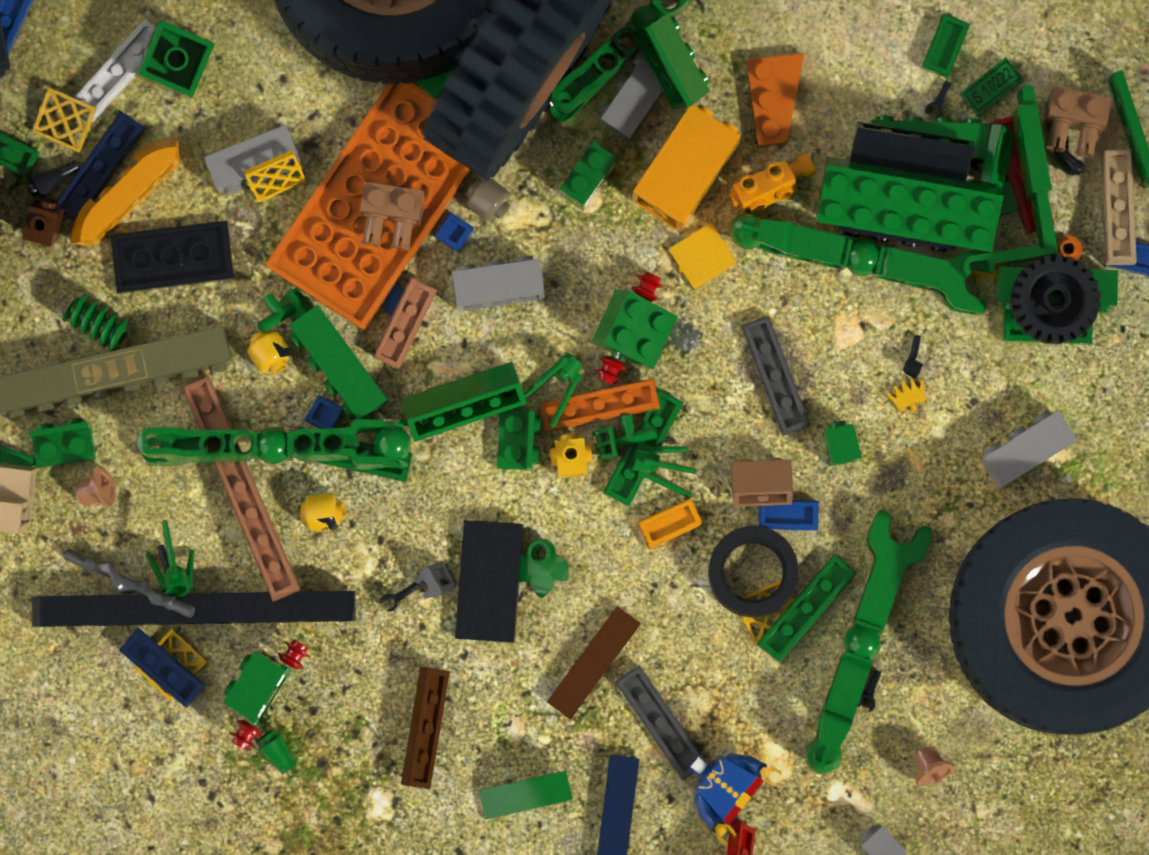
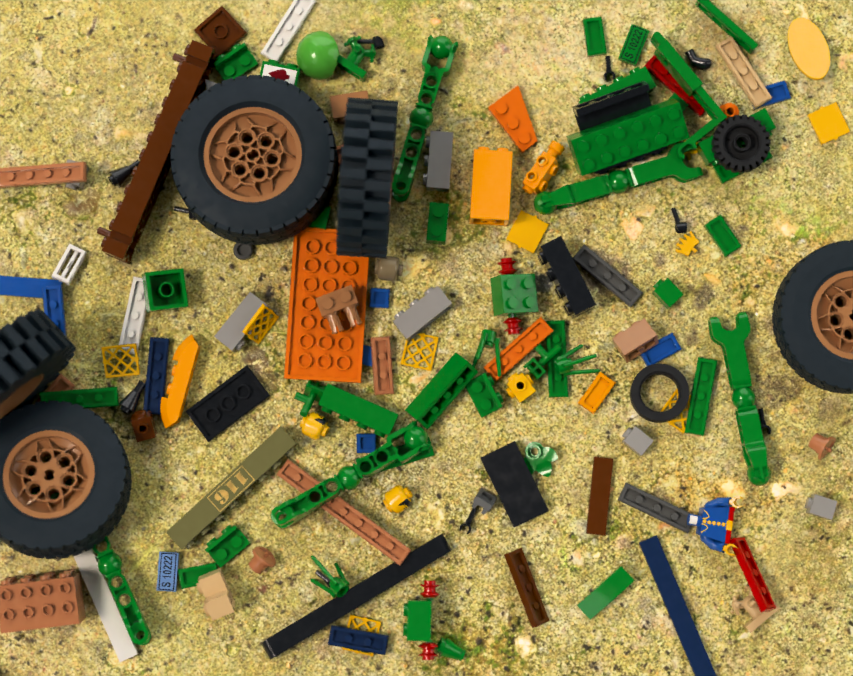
camera: 30 degrees left, 0 degrees up
(96, 322) = (206, 464): green piece -> none
(128, 586) = (310, 605): dark grey piece -> none
(309, 67) = (243, 251): none -> dark grey tile
(451, 349) = (429, 368): none -> yellow window
(671, 61) = (448, 132): green slope -> none
(685, 617) = (636, 440): none -> light grey brick
(717, 345) = (566, 277): none -> black piece
(962, 411) = (722, 235): none -> green tile
(997, 156) = (660, 81): green tile -> none
(1027, 448) = (771, 236): light grey brick -> none
(1076, 111) = (690, 31): medium nougat brick -> none

